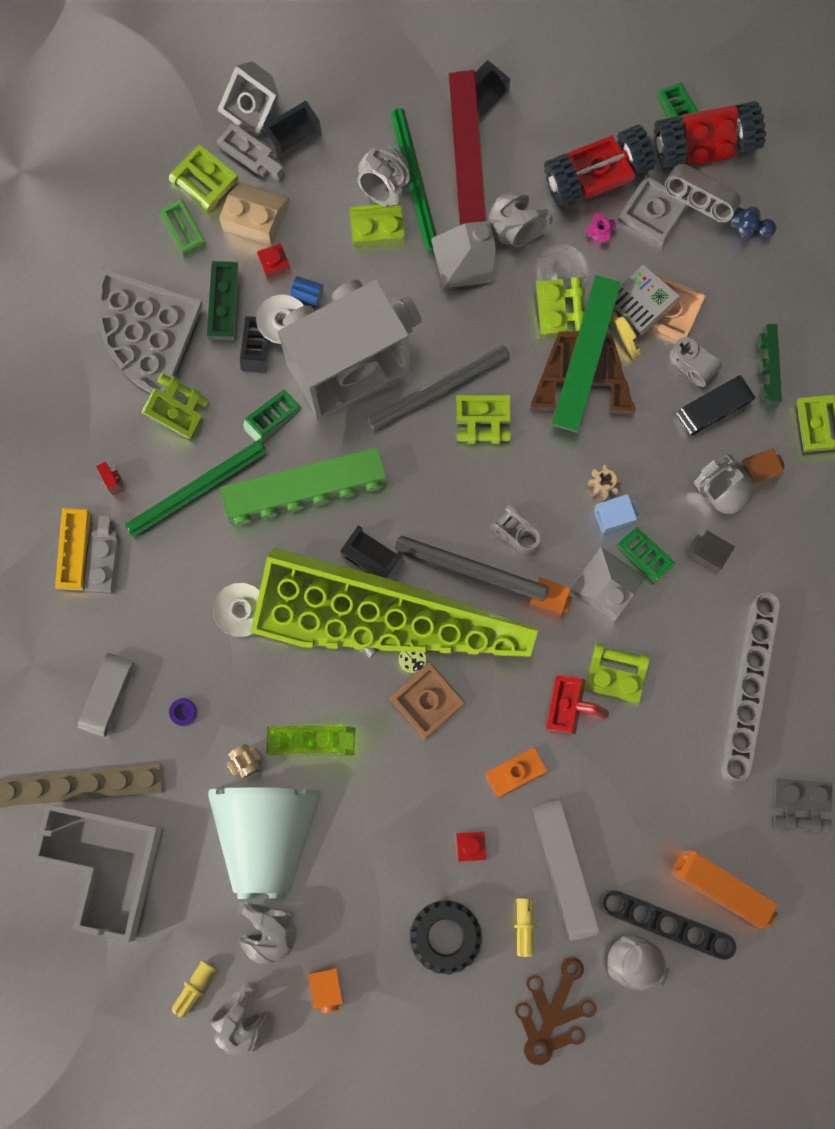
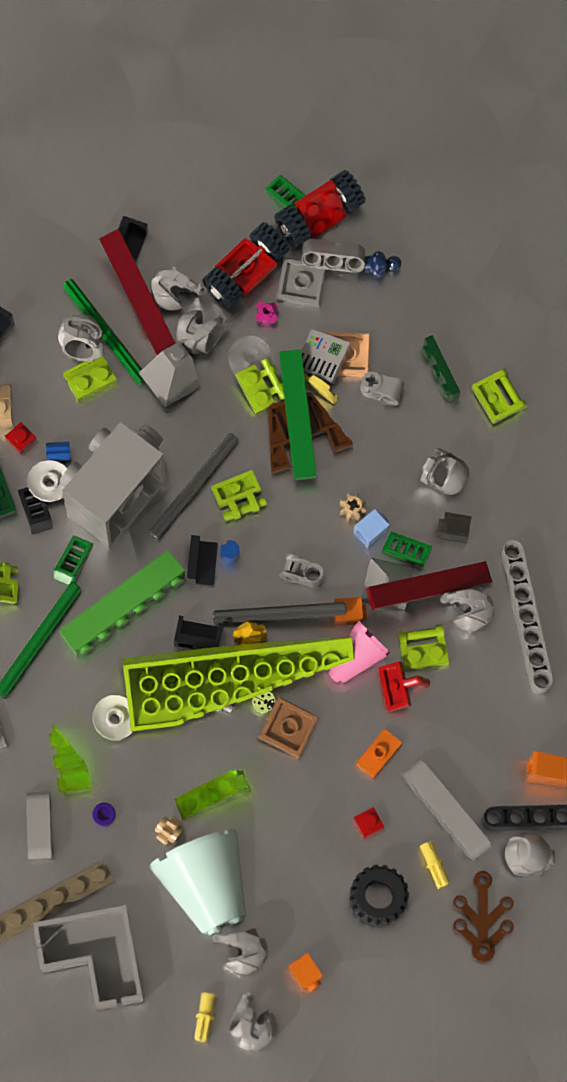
camera: 30 degrees left, 5 degrees down
(169, 649) = (73, 769): none -> clear neon green slope
(410, 475) = (201, 562): none -> black panel
(428, 577) = (250, 633): none -> yellow rock
(445, 477) = (229, 552): none -> blue piece
(504, 156) = (168, 285): none -> light grey helmet
(549, 652) = (366, 652): none -> bright pink cone
(652, 606) = (428, 585): none -> dark red tile
(697, 652) = (476, 606): none -> light grey helmet
(715, 405) = (412, 415): black beam -> none
(764, 467) = (468, 447): dark orange brick -> none

